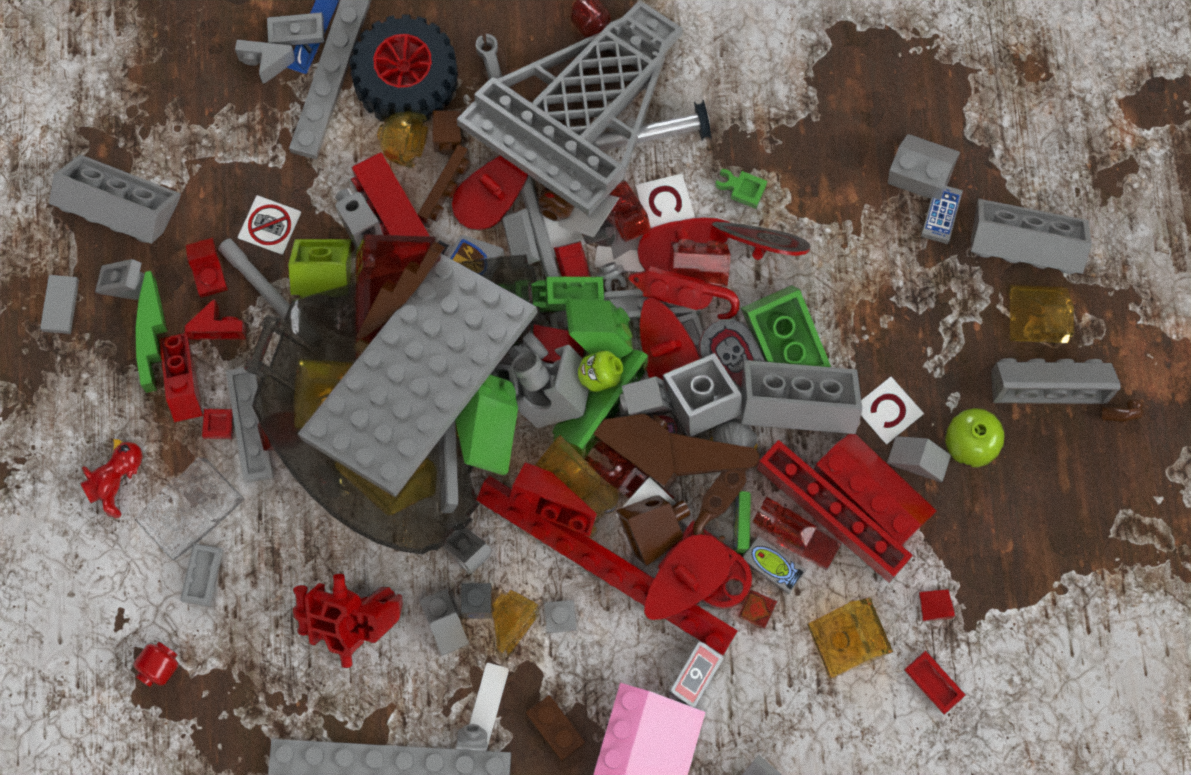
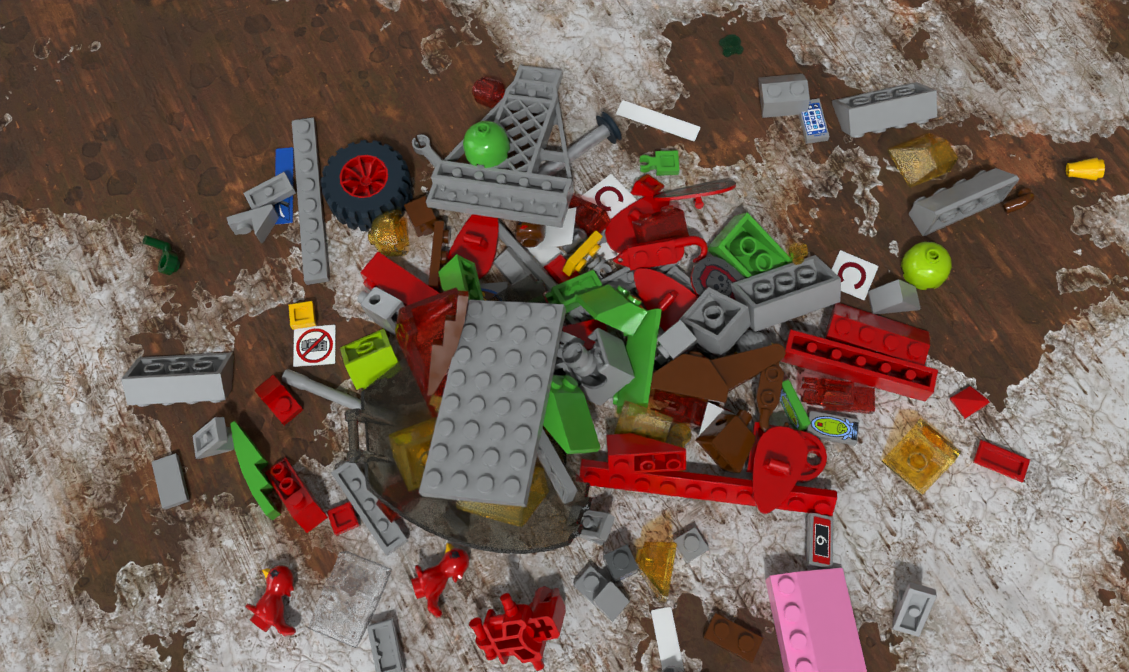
camera: 20 degrees left, 5 degrees down
(155, 61) = (169, 261): none -> dark green plate
(209, 327) = (300, 444): red slope -> none
(270, 186) = (302, 315): none -> yellow plate
(281, 528) = (433, 580): none -> red animal
(453, 227) = (462, 275): none -> bright green slope
(551, 83) = (486, 144): none -> bright green cylinder
(591, 258) = (578, 259): none -> yellow plate
(600, 371) = (631, 337): lime head -> none
(713, 207) = (647, 186): none -> red slope
(757, 609) = (838, 467): clear red tile -> none
(767, 134) = (658, 120): none -> white sticker
(838, 356) = (797, 253): none -> clear yellow arm
(899, 74) = (731, 40): none -> clear green plate

